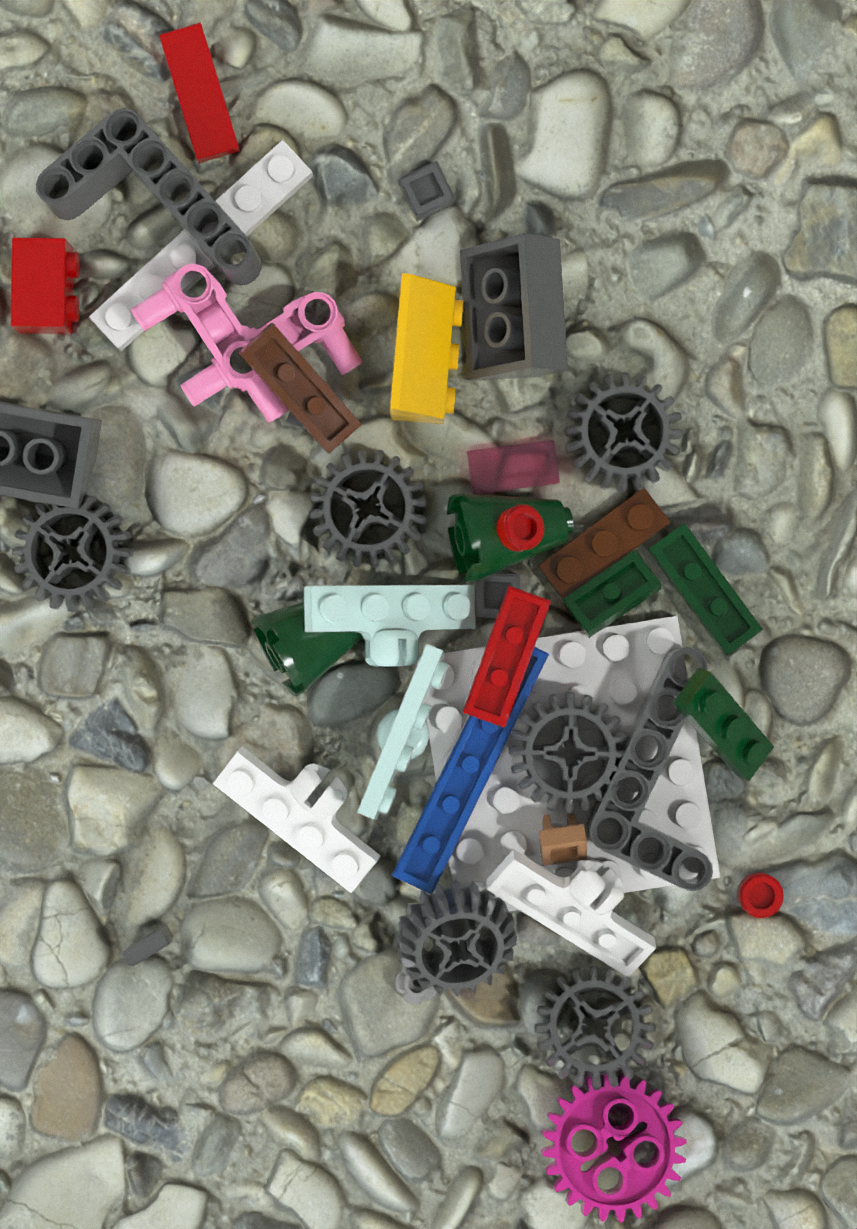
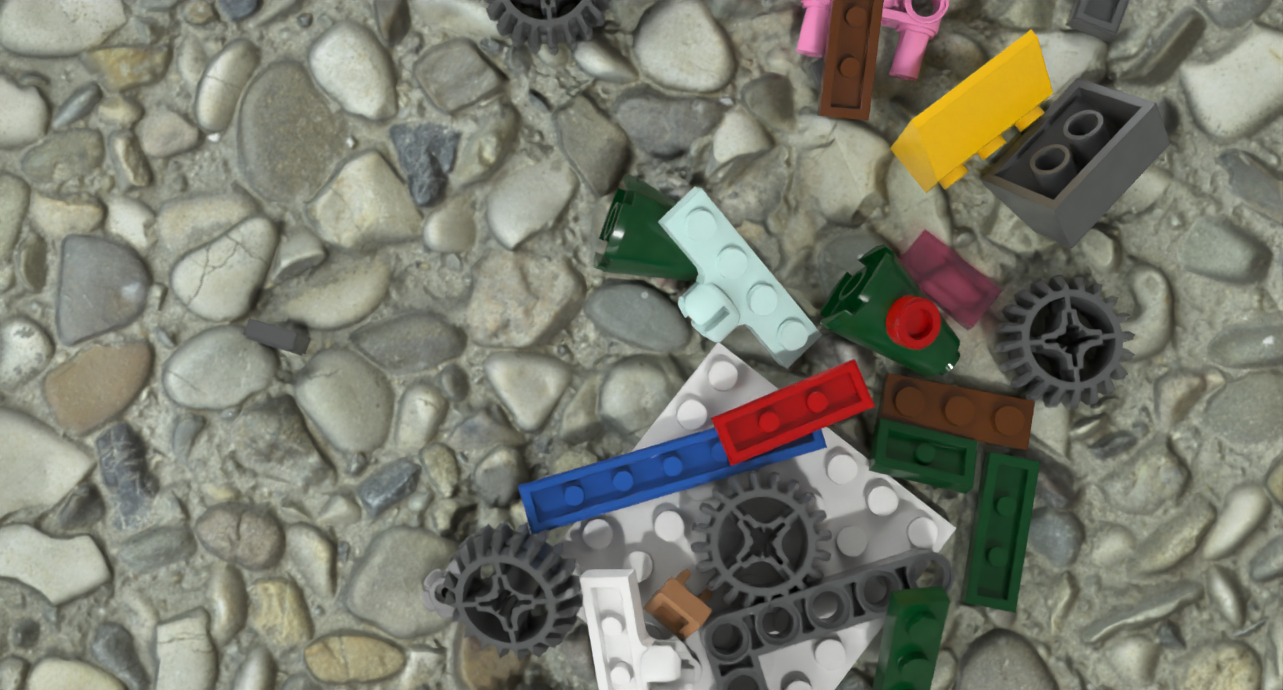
camera: 45 degrees right, 5 degrees down
(300, 814) = (500, 365): white plate -> none
(335, 489) = (797, 151): dark grey gear -> none
(403, 733) = (647, 385): light aqua plate -> none
(491, 591) = (826, 354): dark grey tile -> none

